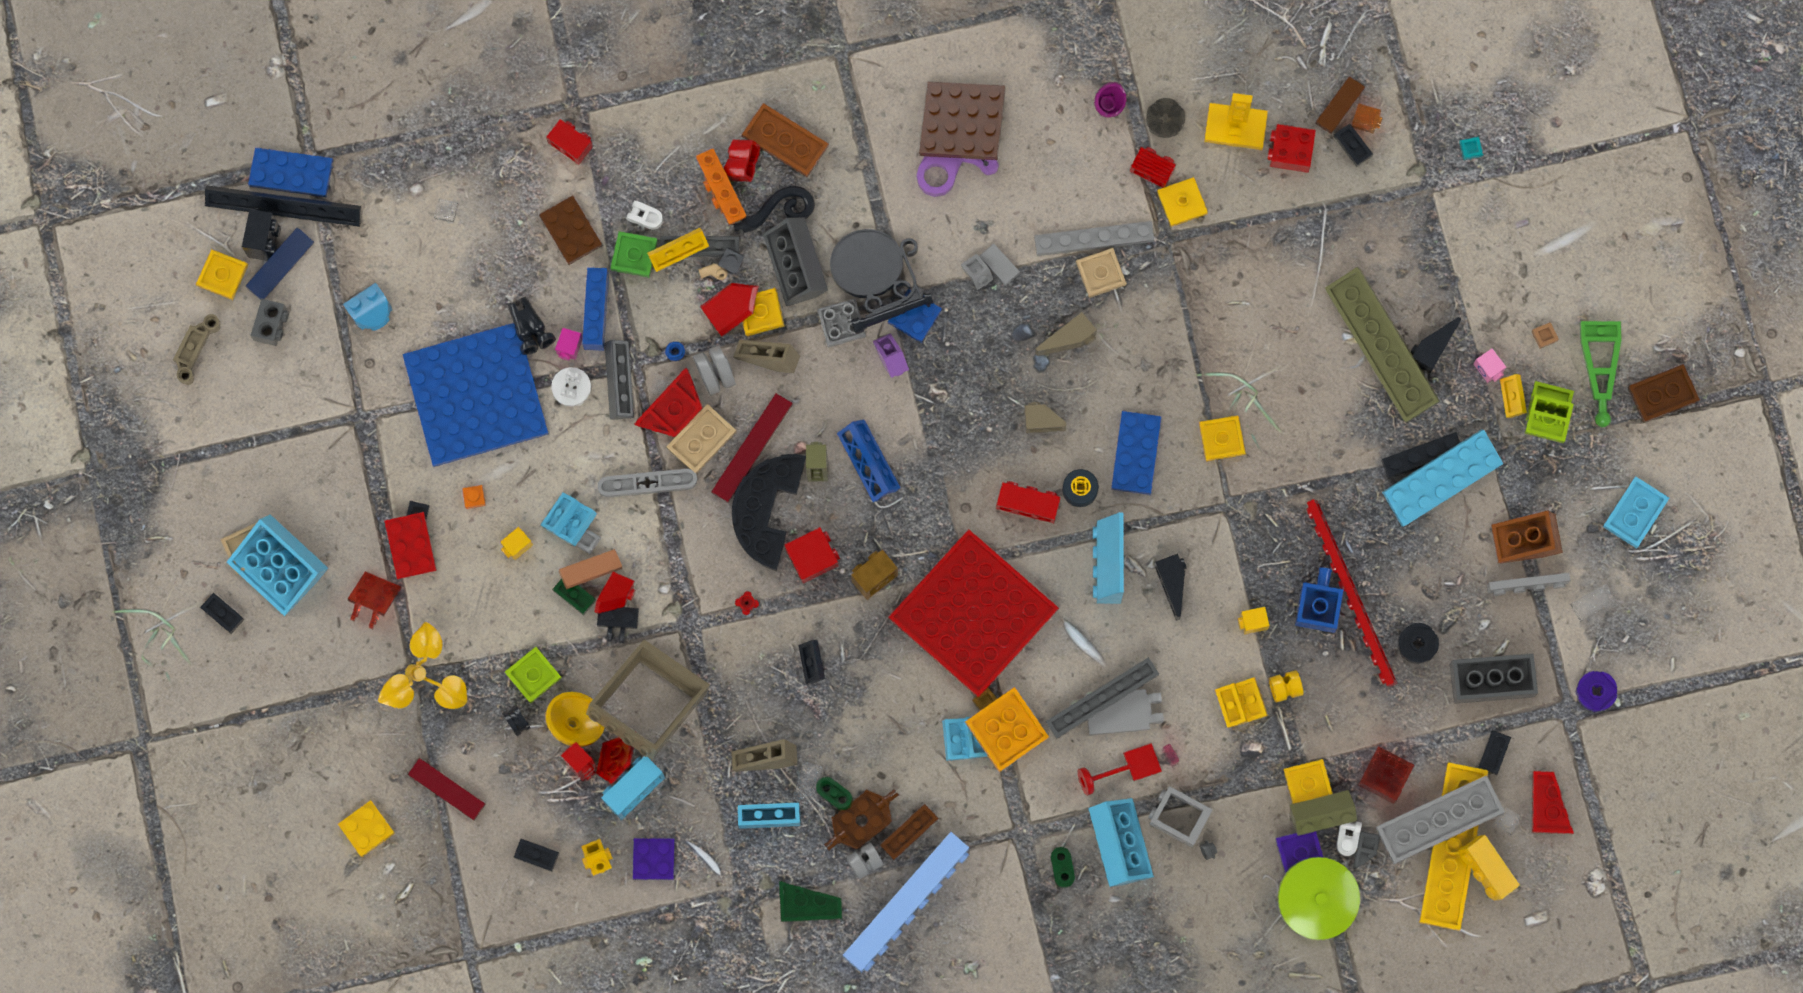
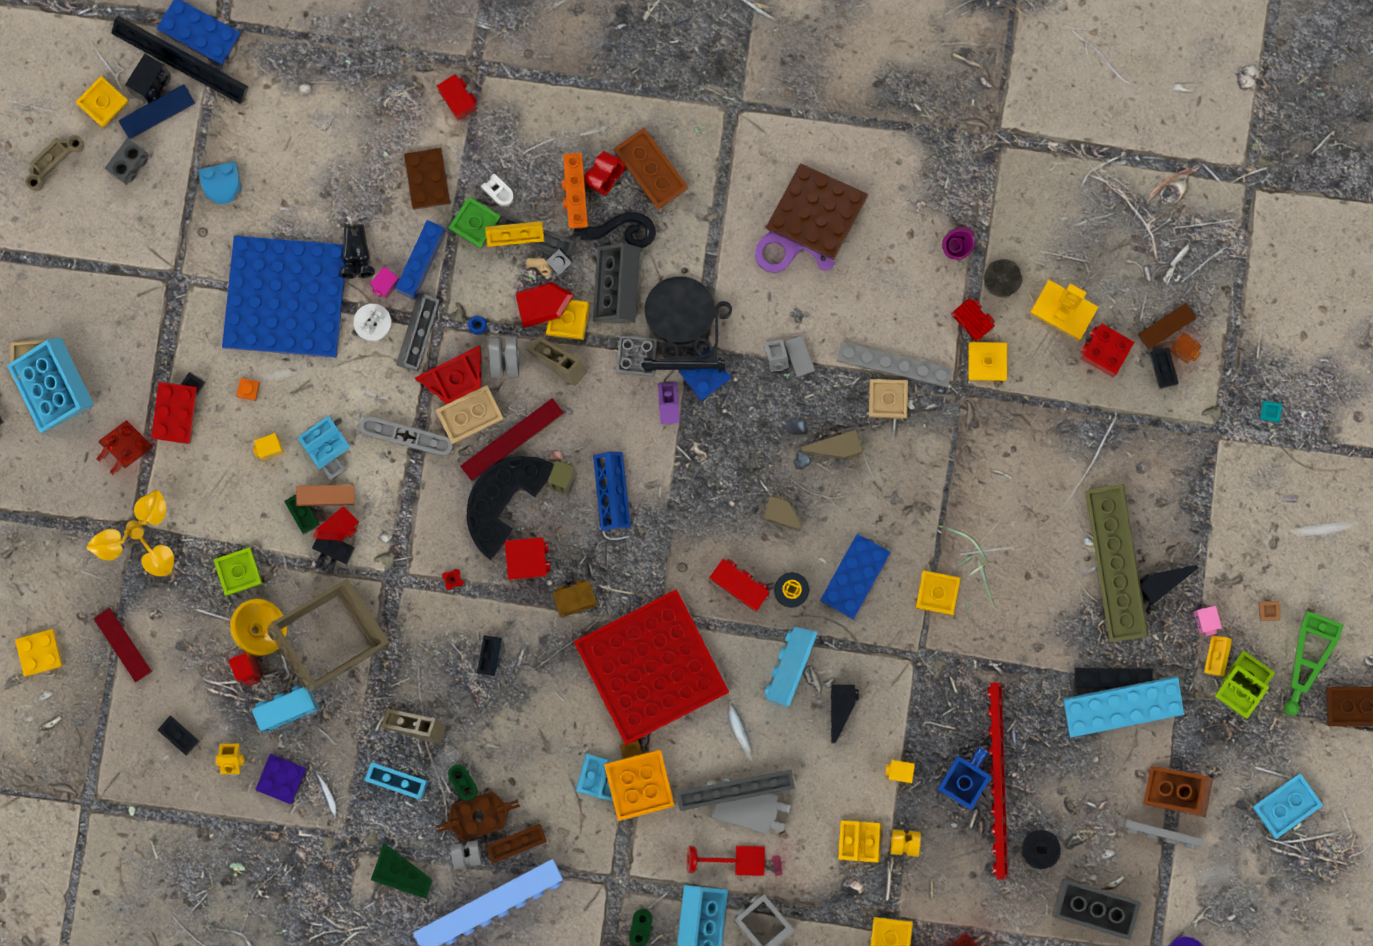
camera: 20 degrees right, 5 degrees up
(516, 720) = (206, 607): black wheel -> none
(614, 759) = (277, 678): red tile -> none

